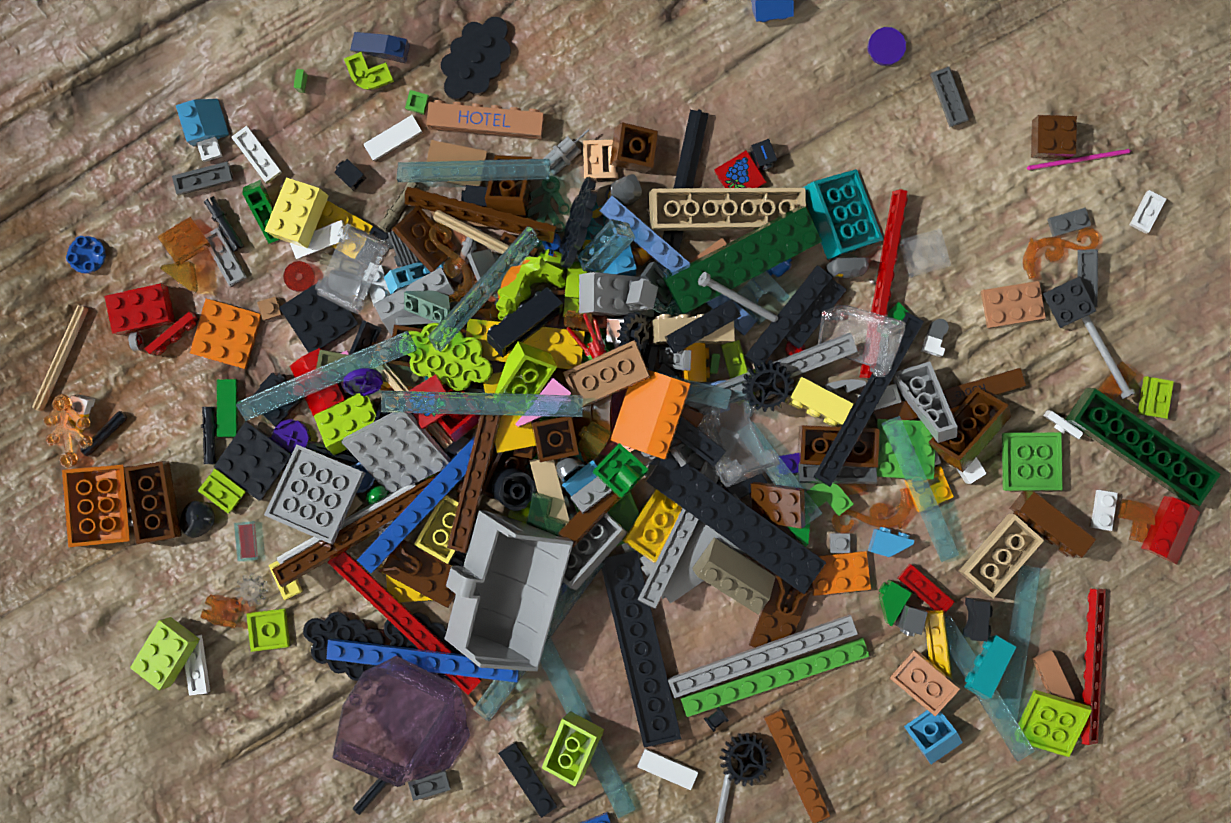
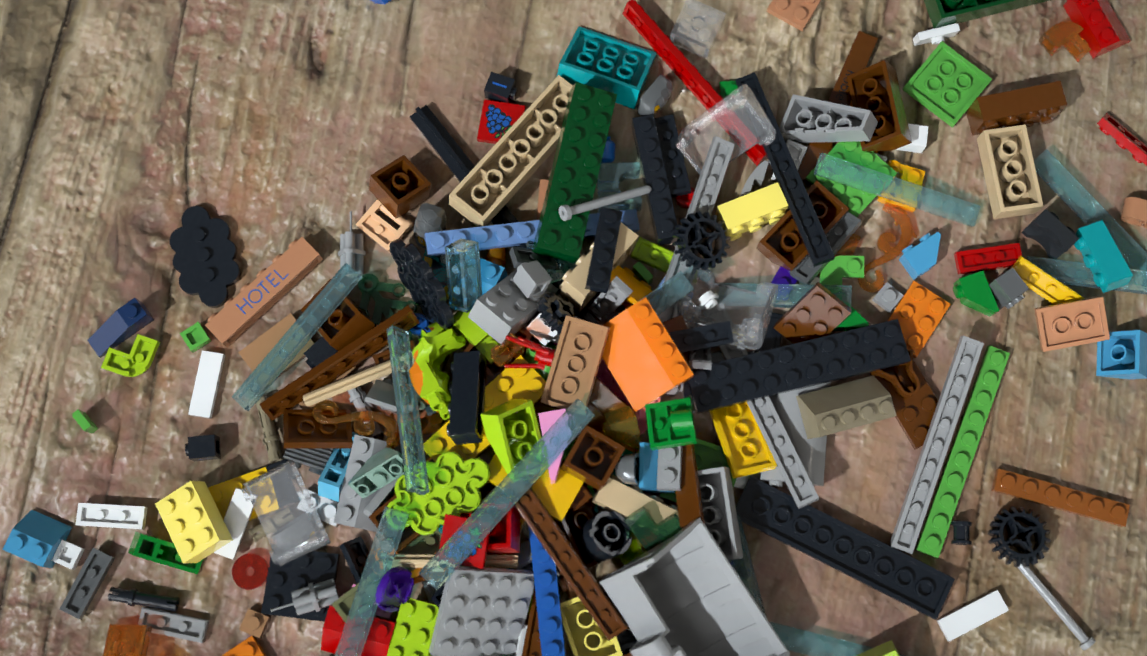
camera: 50 degrees left, 10 degrees down
(316, 332) = (313, 597): none -> light grey piece
(731, 424) = (708, 300): none -> white plate
(934, 337) = (775, 77): leg -> none
(1104, 510) = (1036, 61): white plate -> none

